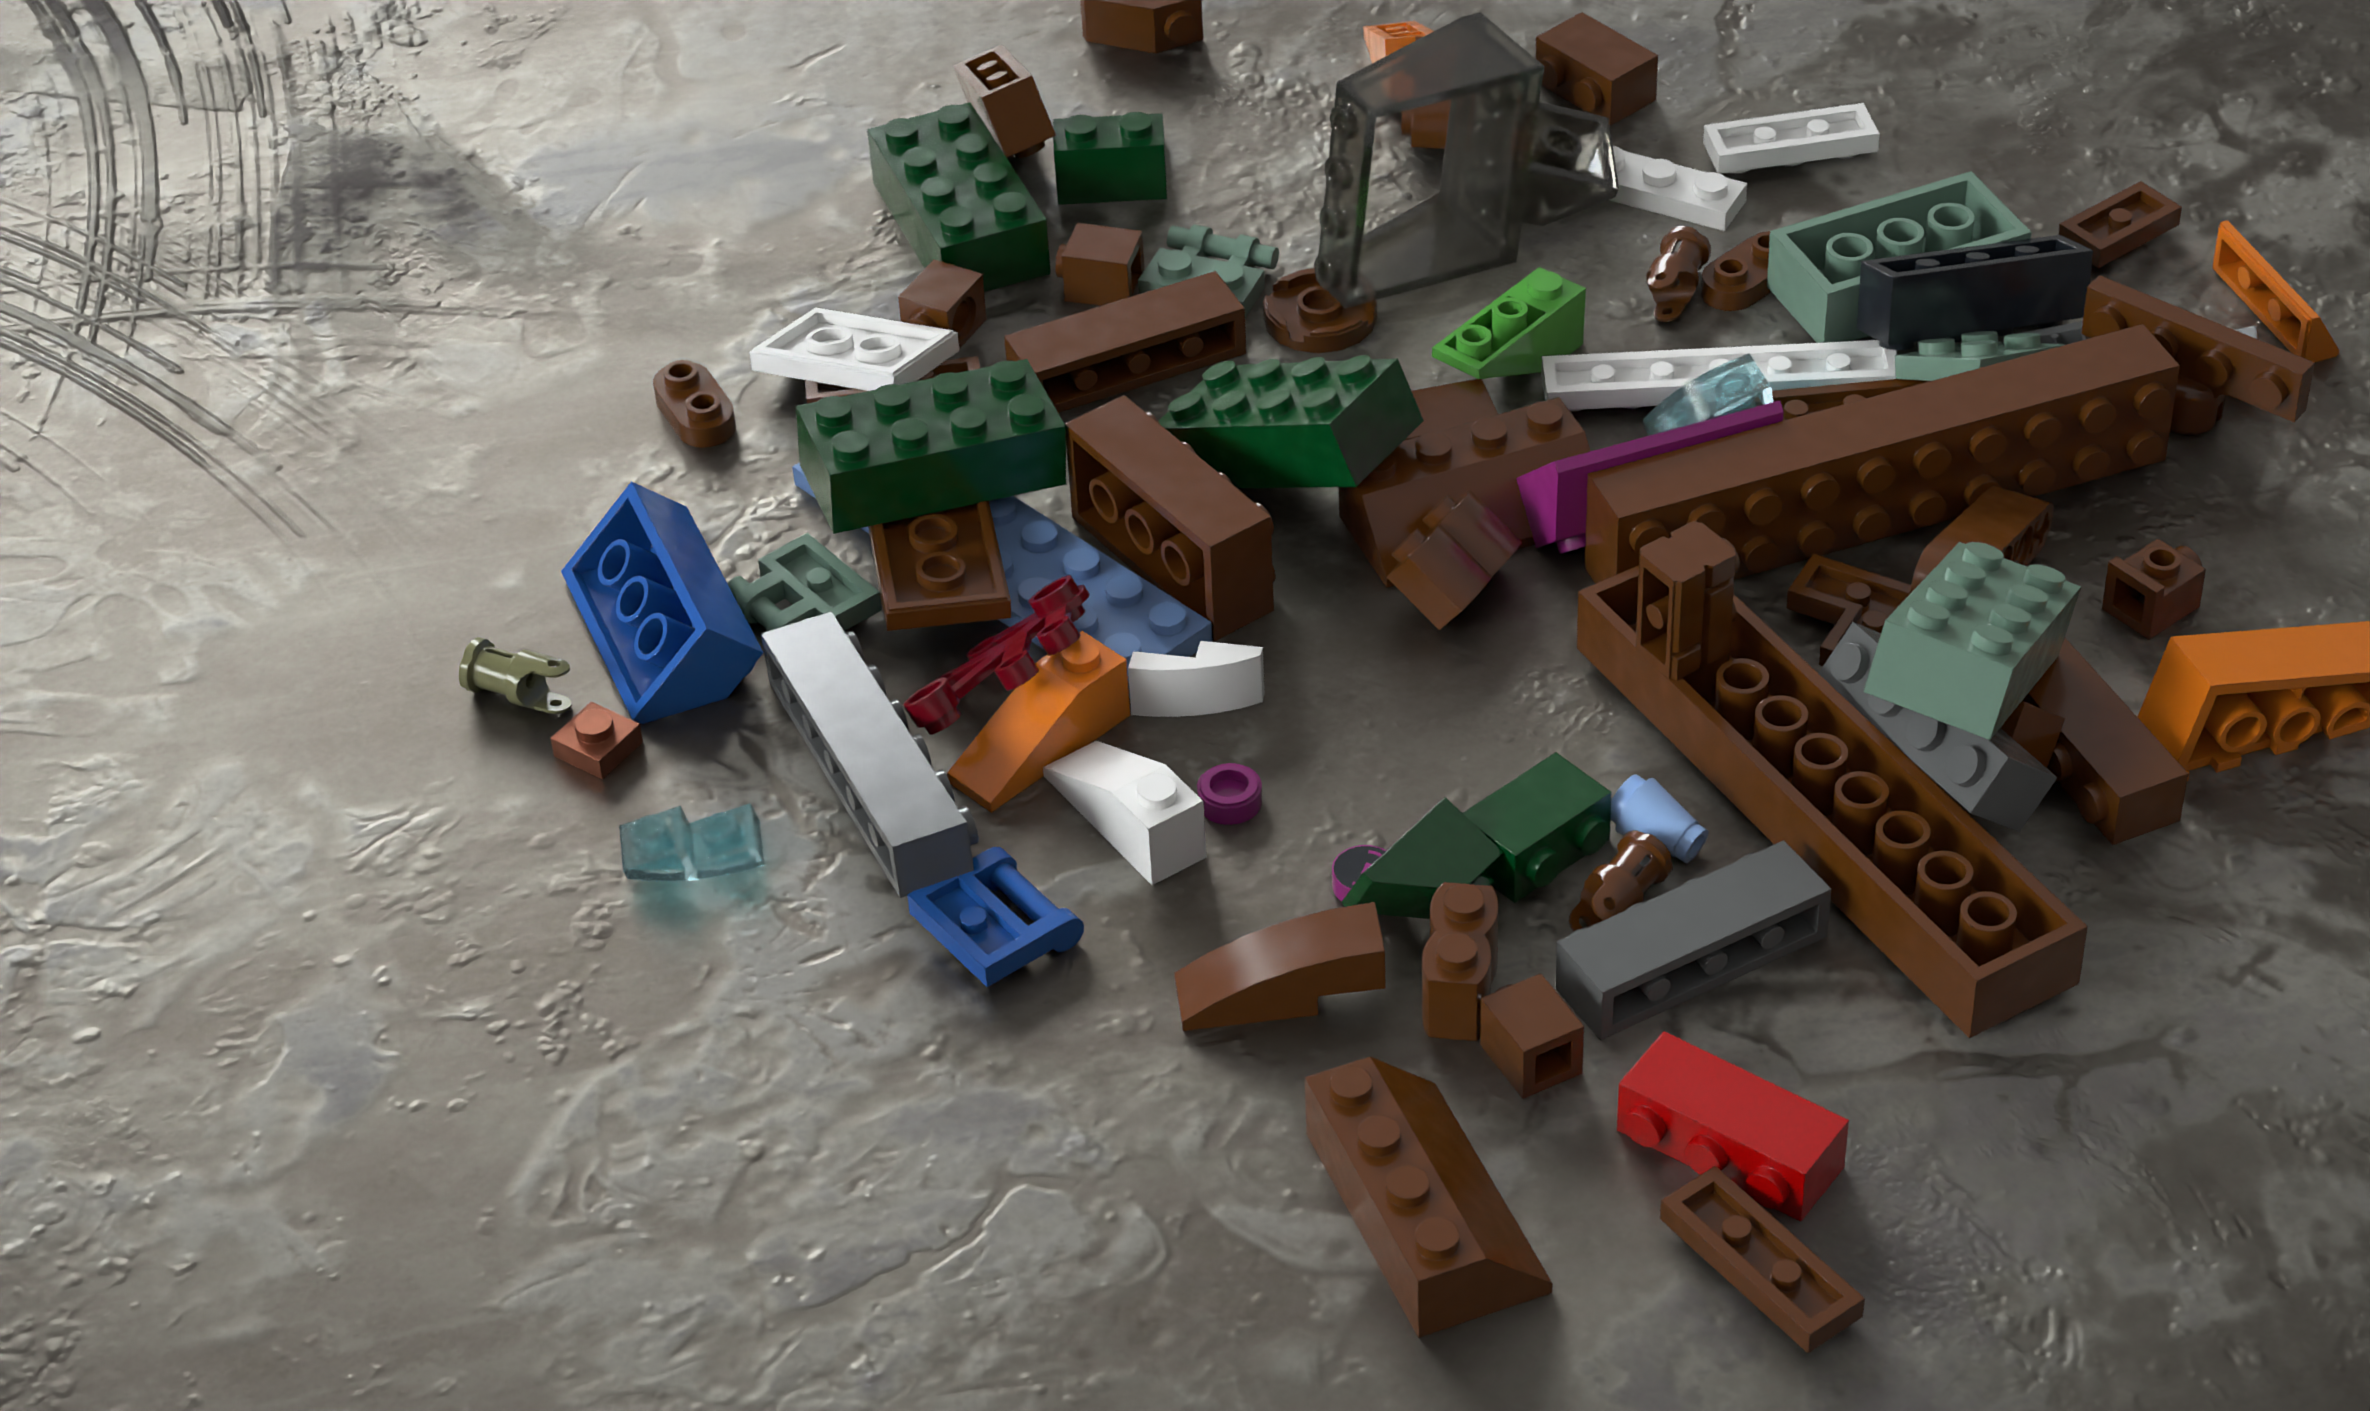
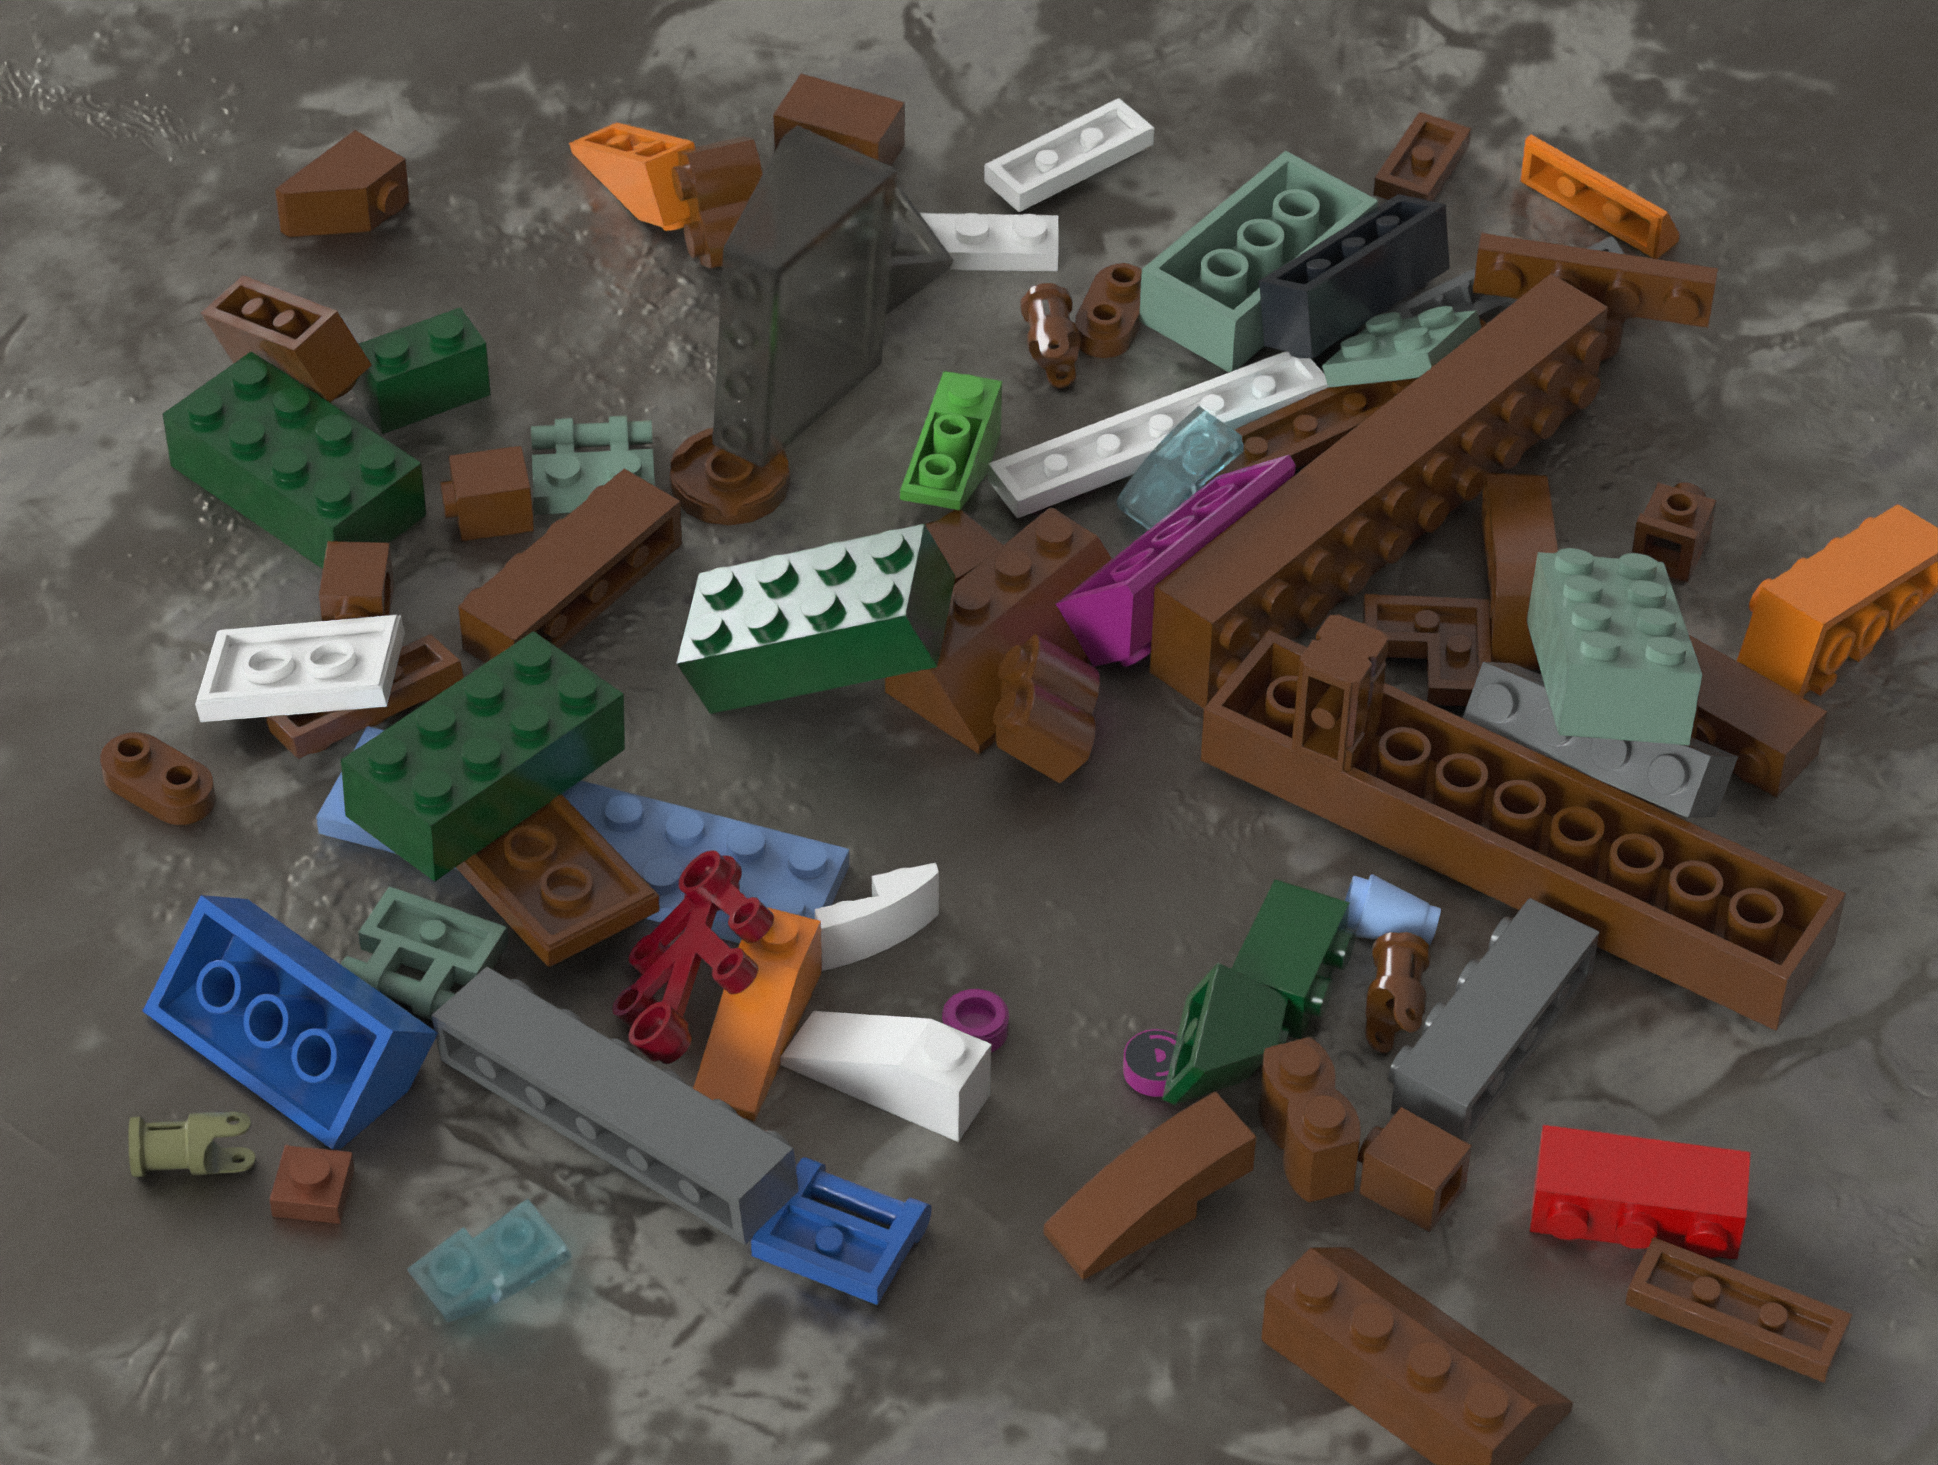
camera: 30 degrees left, 5 degrees up
(1170, 515) = (754, 750): reddish brown brick -> none

